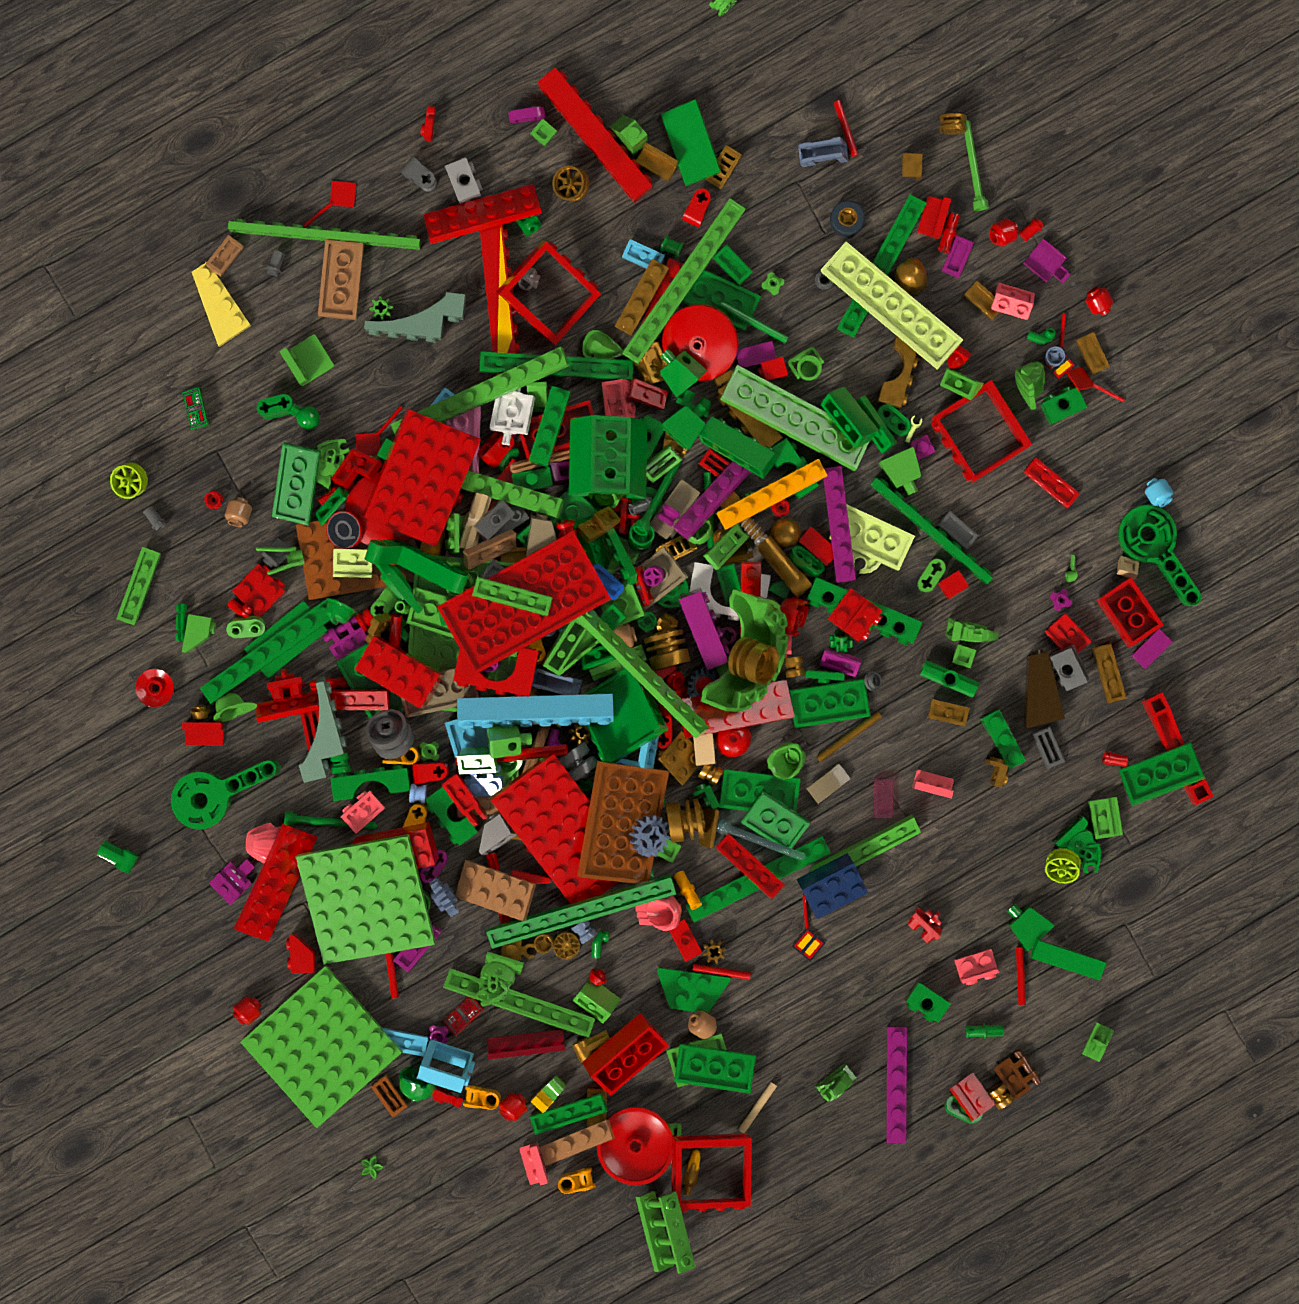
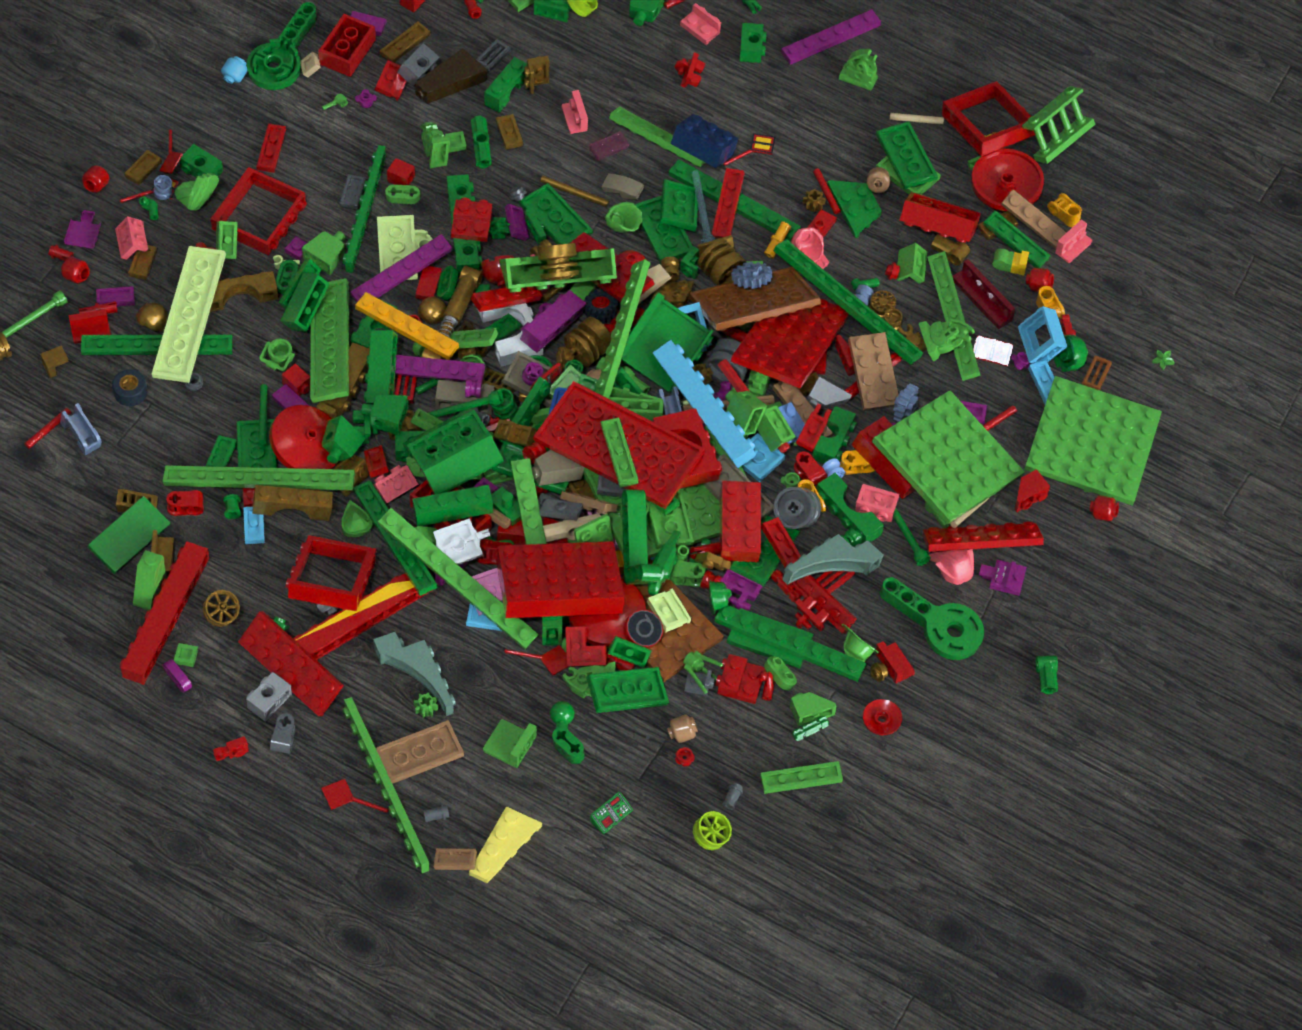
camera: 125 degrees left, 30 degrees down
(774, 289) = (220, 422): bright green plate -> none

